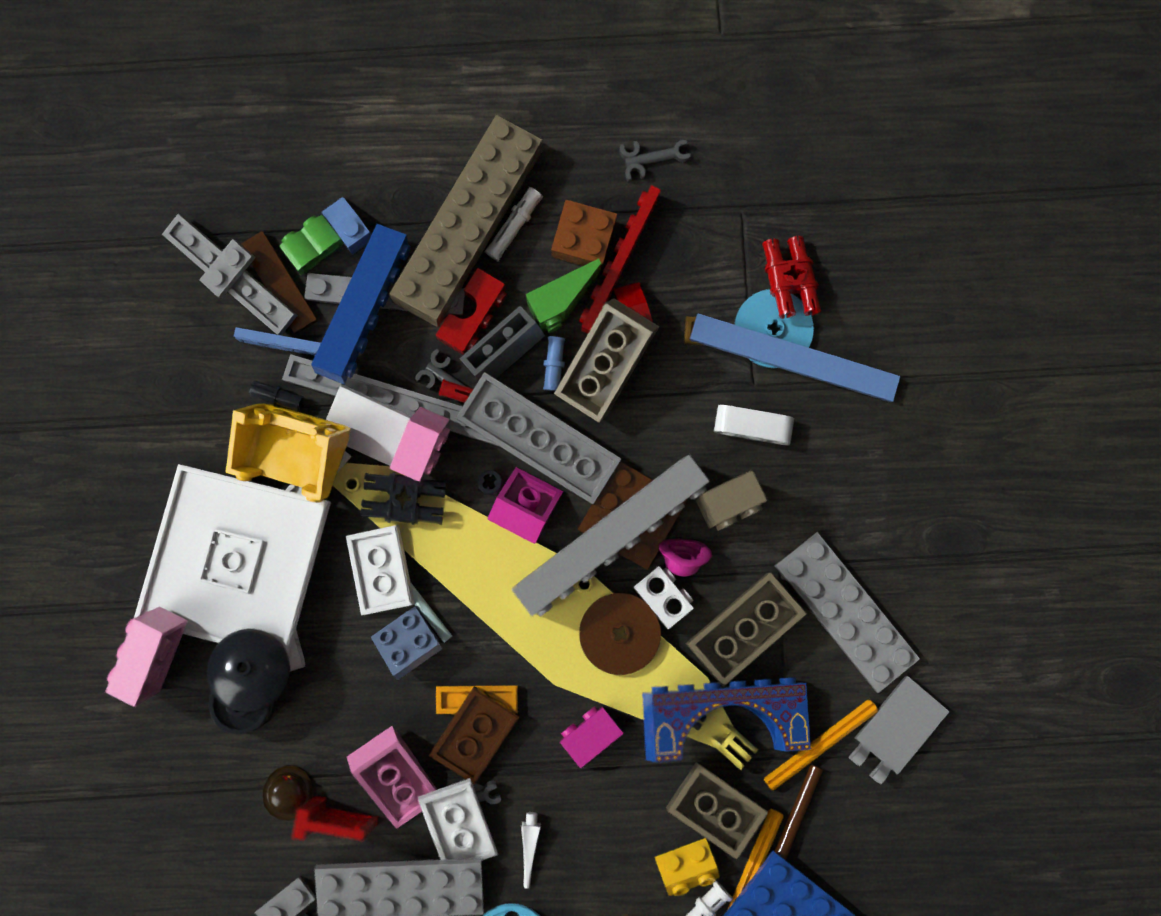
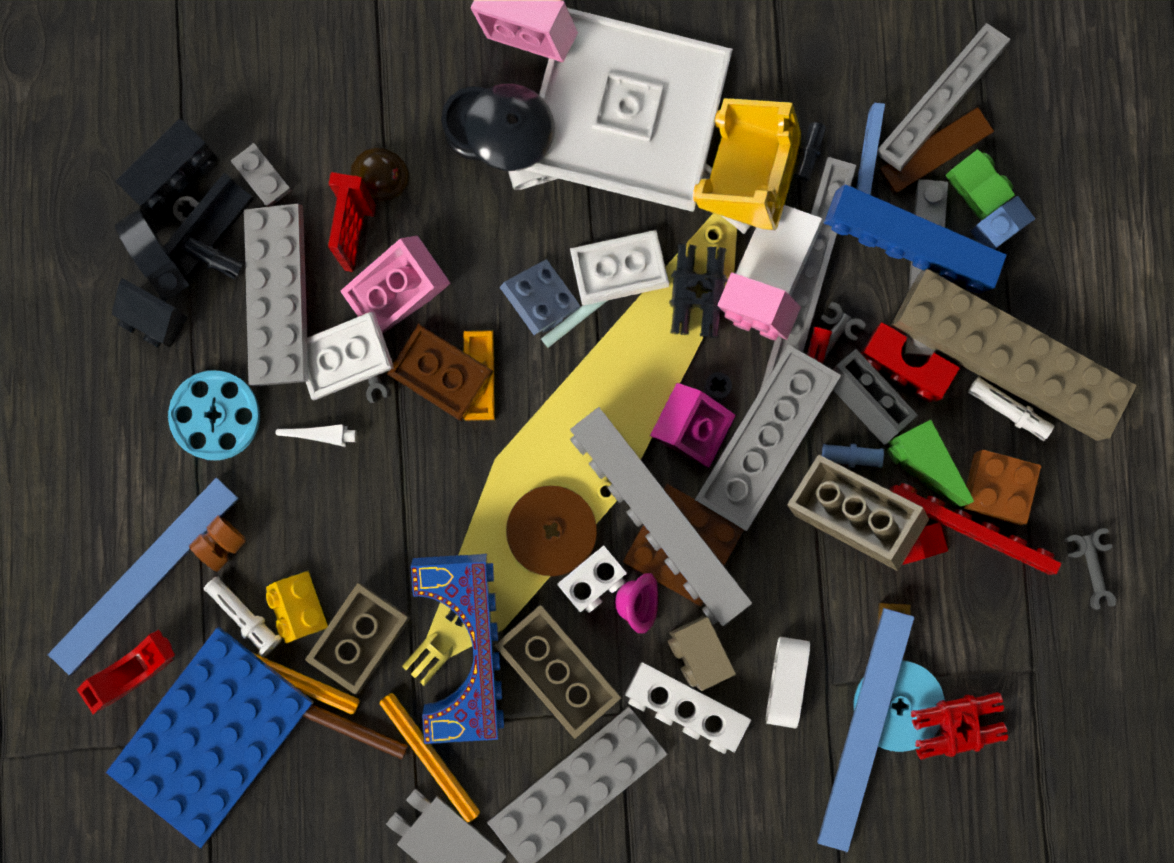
camera: 90 degrees right, 0 degrees up
(227, 268) = (950, 93): light grey plate -> none
(590, 736) = (438, 499): dark pink brick -> none
(804, 482) = (732, 723): none -> white brick

